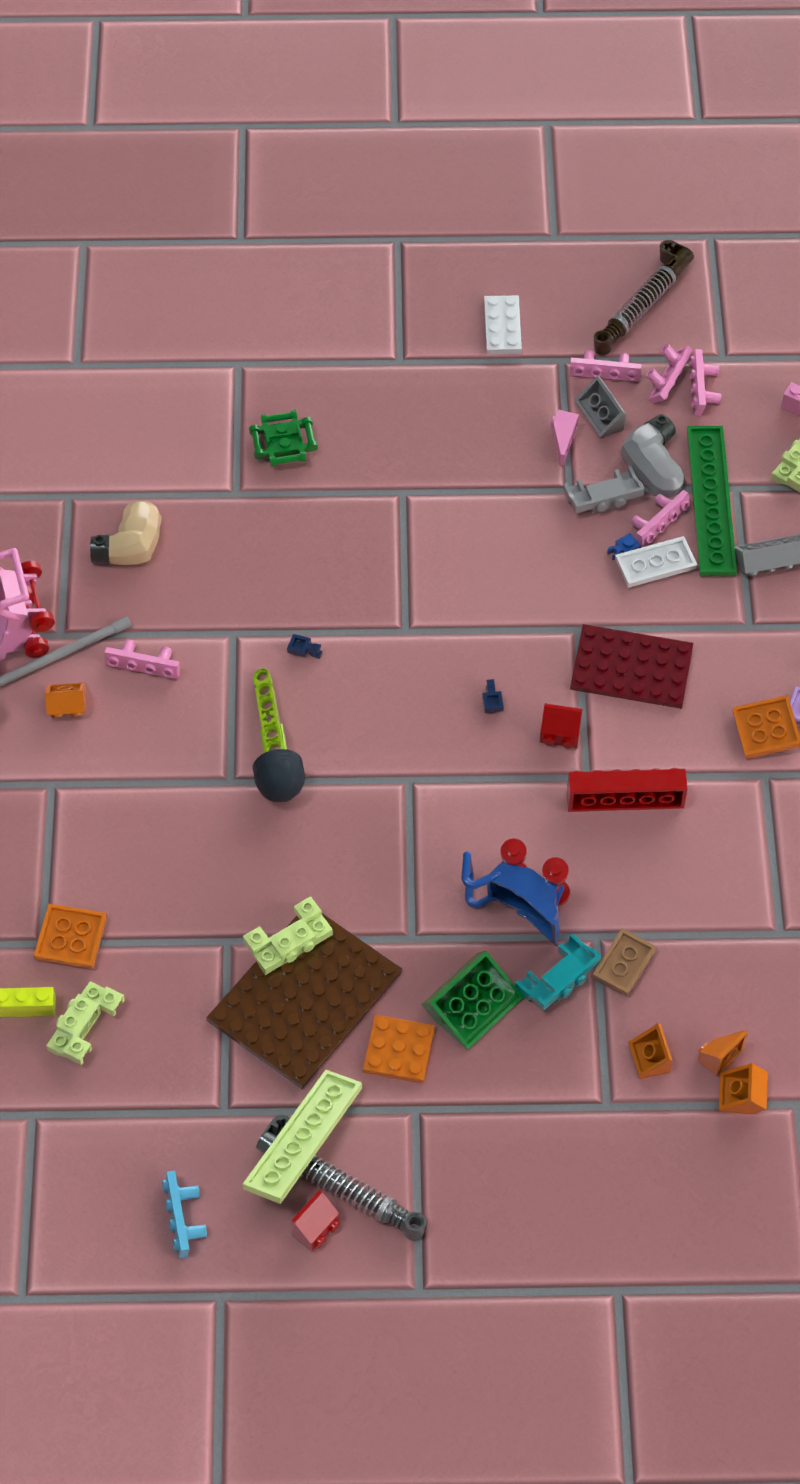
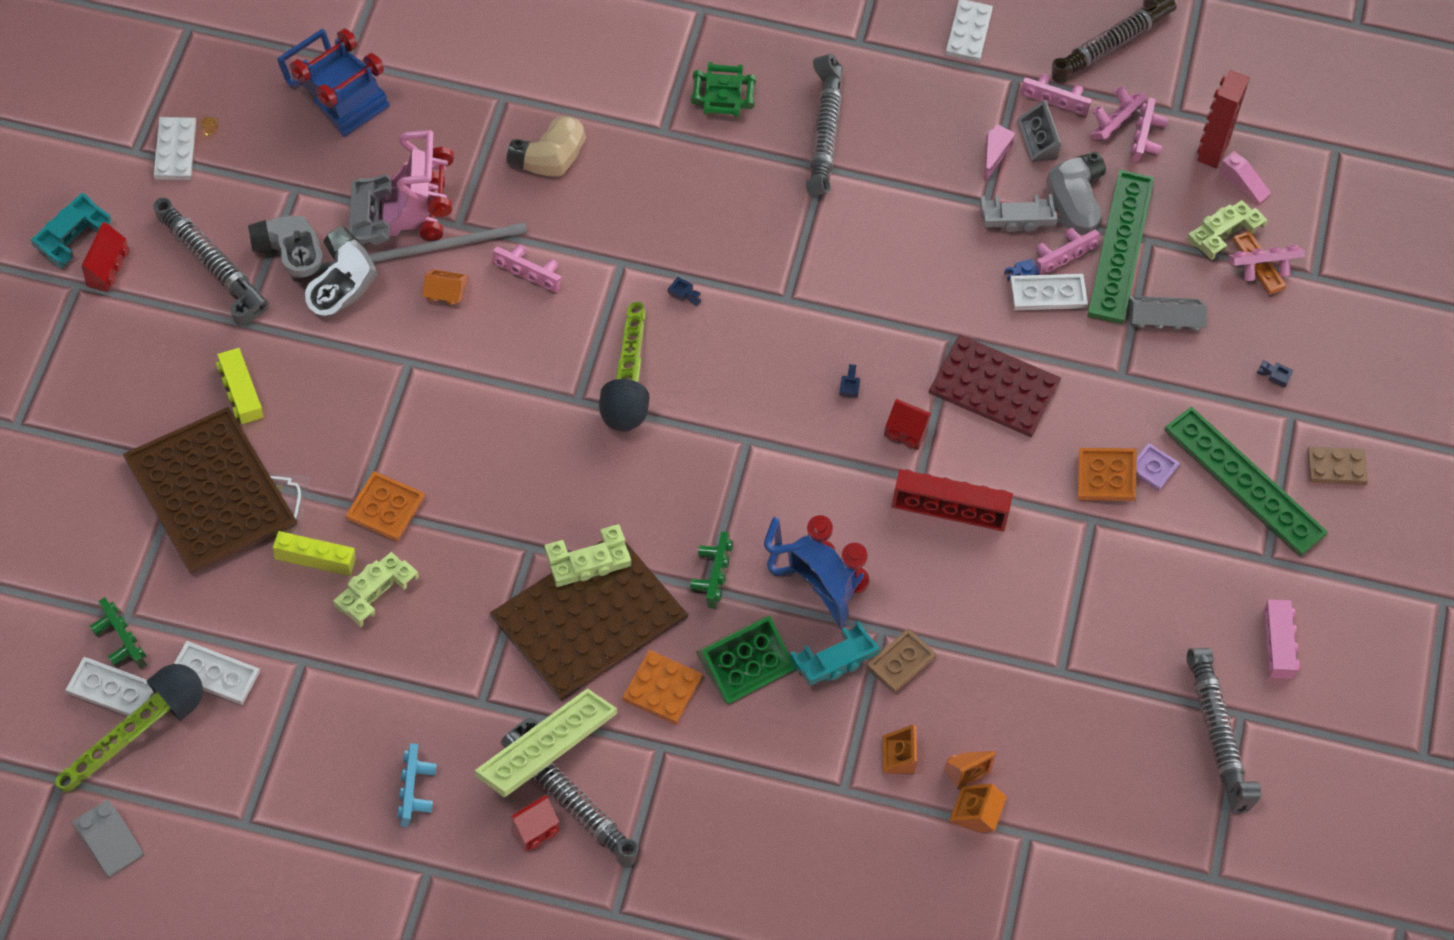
camera: 10 degrees right, 0 degrees up
(390, 422) = (830, 97): none -> dark grey piece
(420, 907) = (718, 576): none -> green plate
(775, 353) = (1222, 118): none -> red brick

